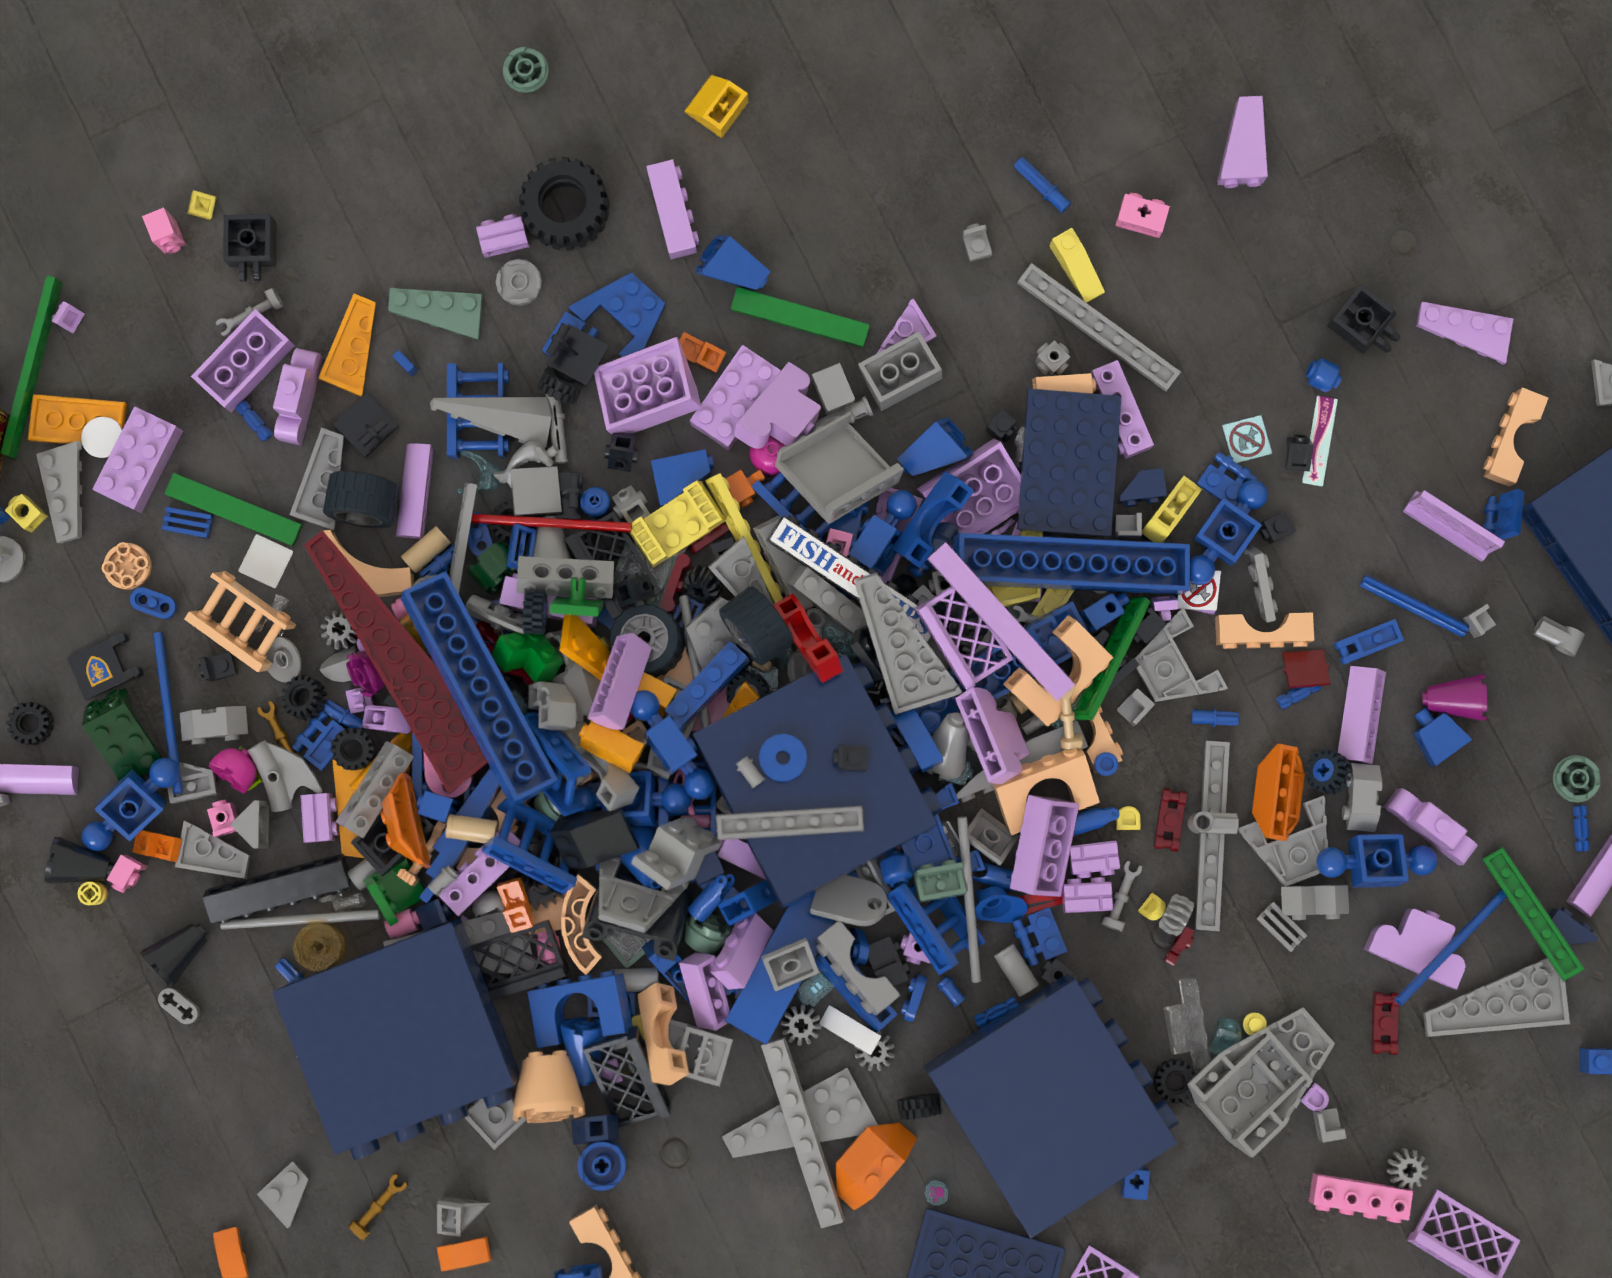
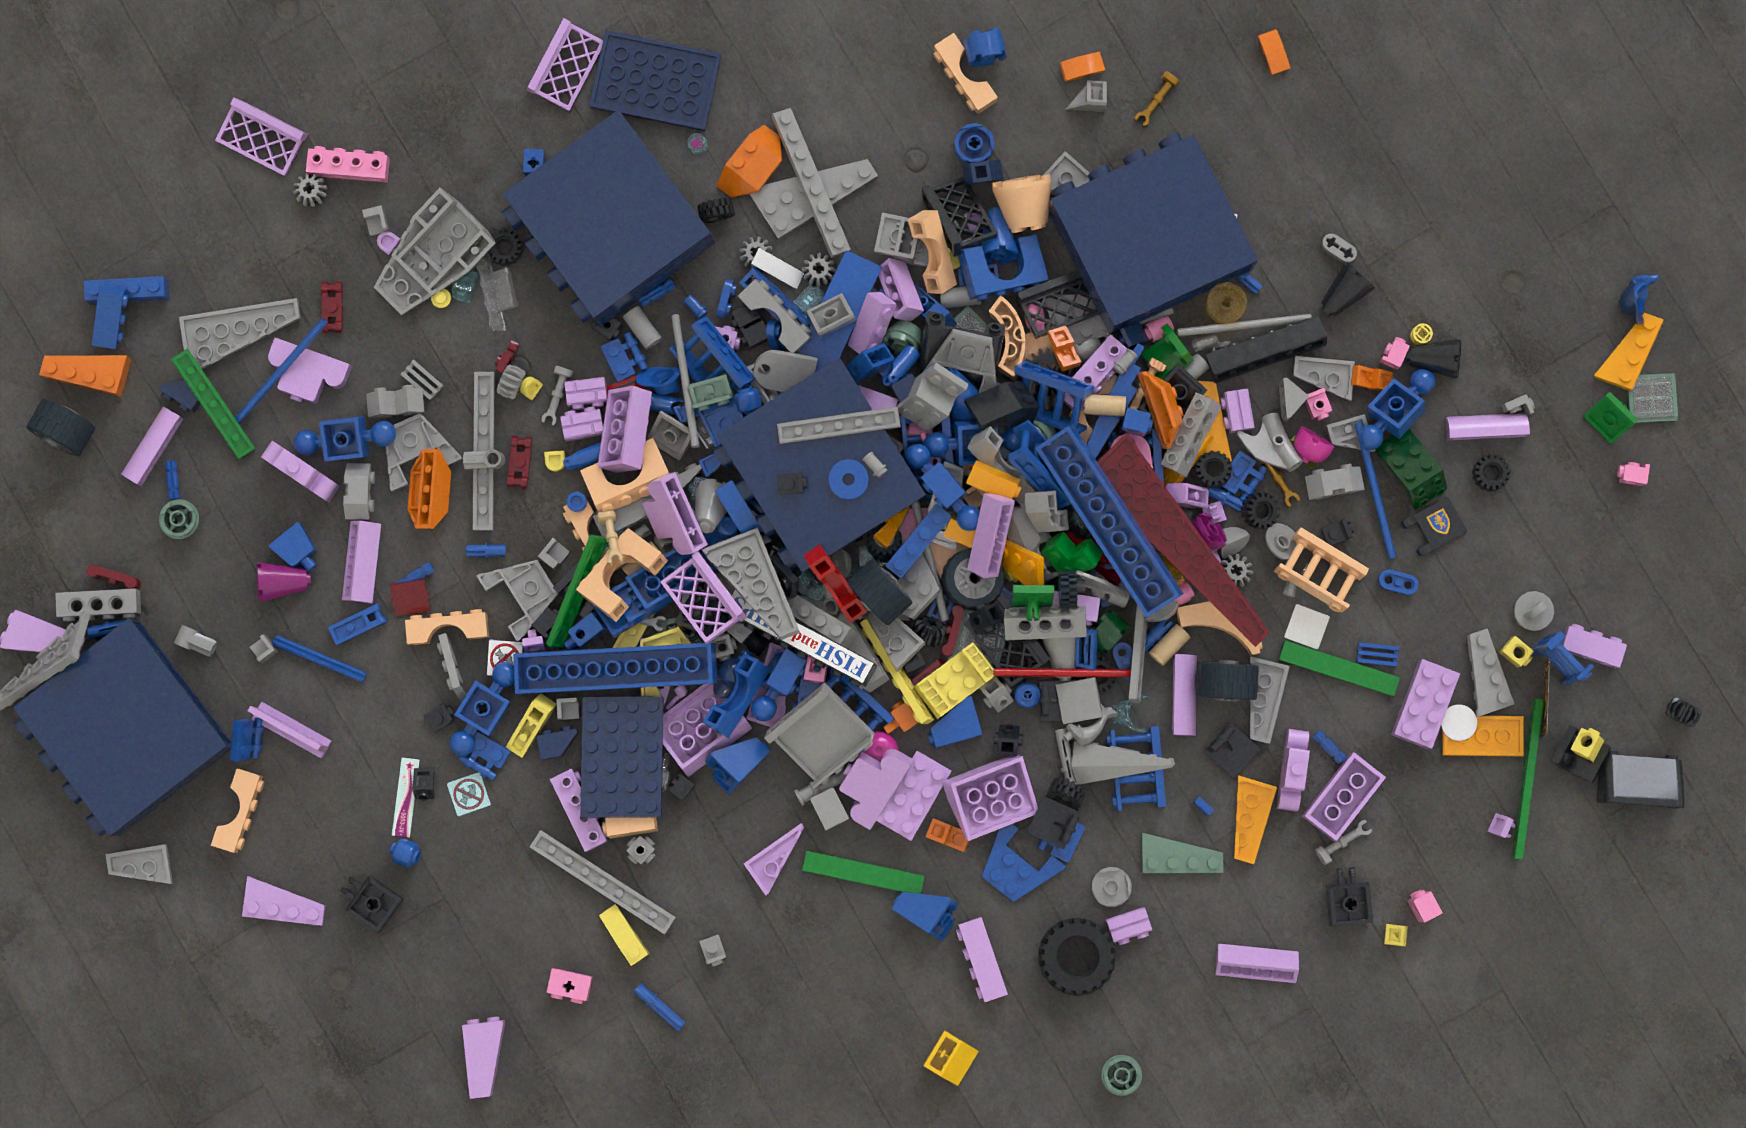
camera: 175 degrees right, 0 degrees up
(127, 566) = (1424, 613): light nougat tile -> none
(285, 1192) = (1234, 104): light grey wing -> none
(361, 185) = (1257, 963): none -> lavender brick
(900, 371) = (772, 829): light grey slope -> none
(1001, 621) = (673, 608): lavender tile -> none
(1333, 778) = (388, 510): black wheel -> none

